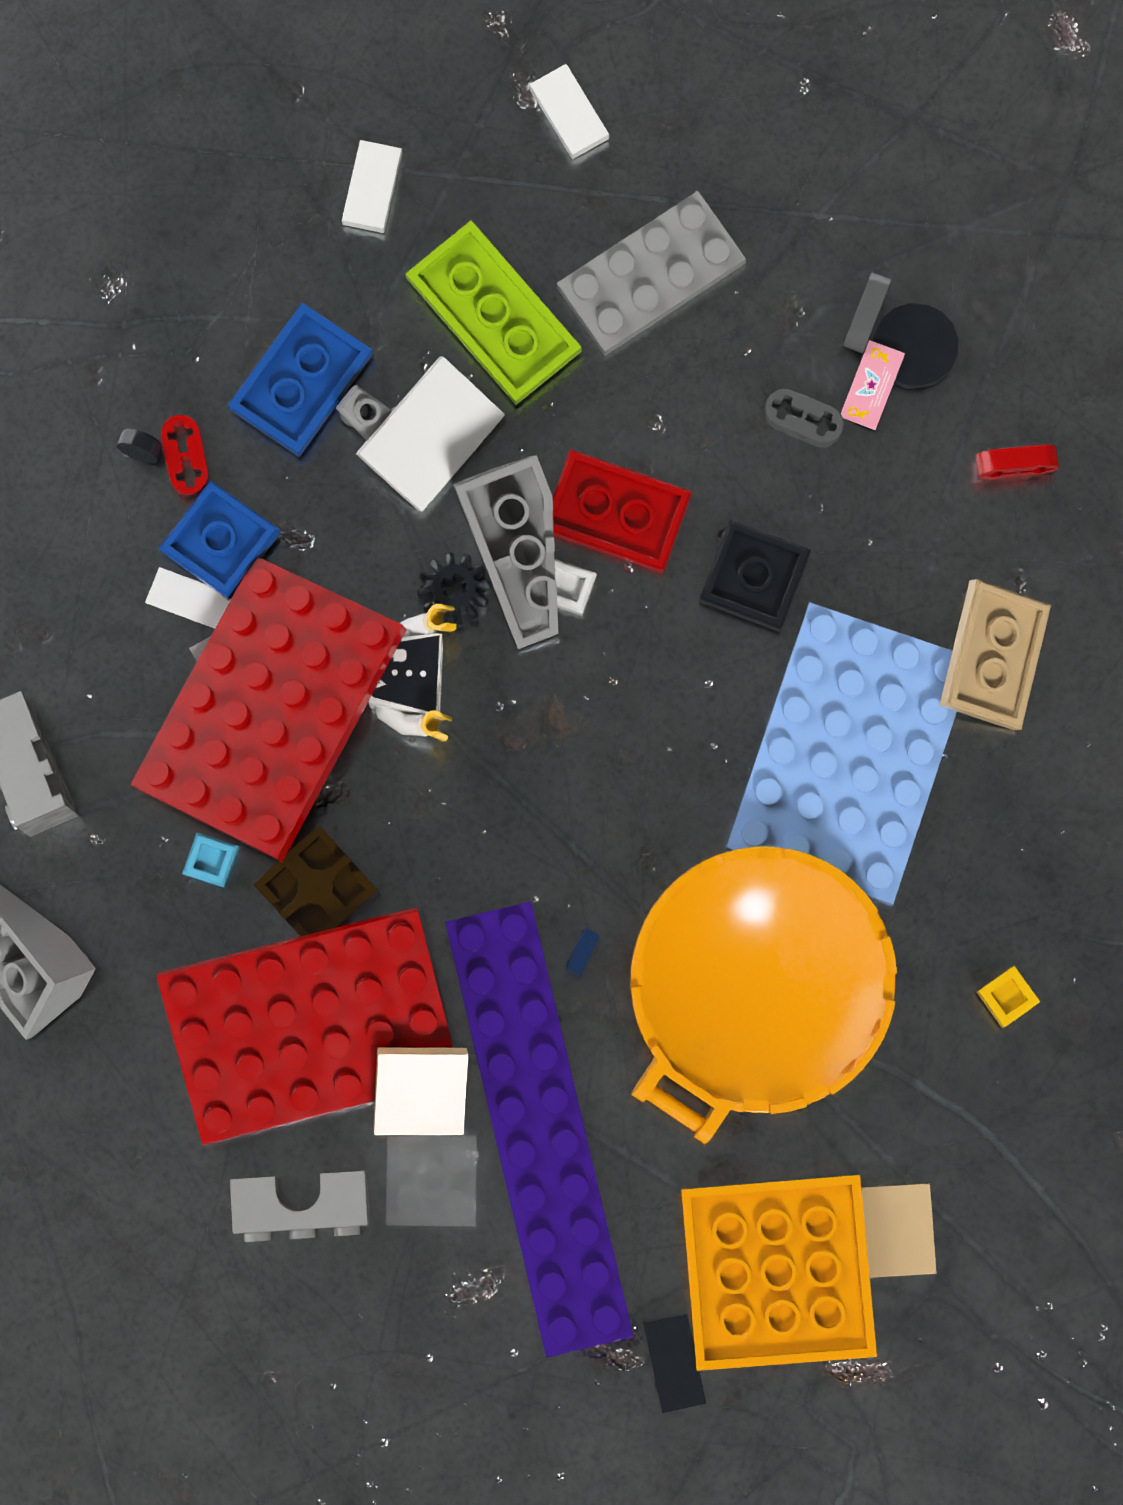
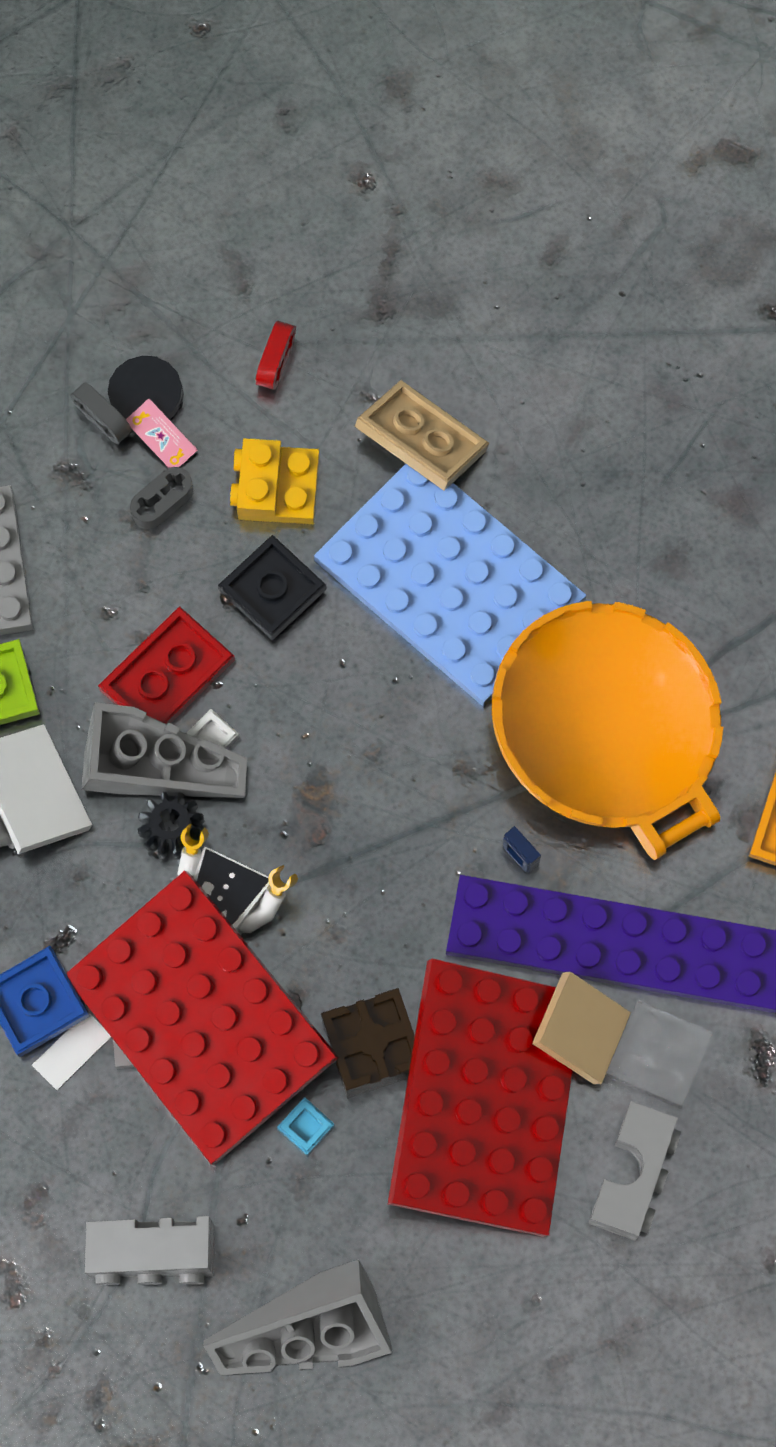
camera: 65 degrees left, 10 degrees down
(873, 526) = (275, 482): none -> yellow plate
(1008, 997) = (698, 541): yellow plate -> none

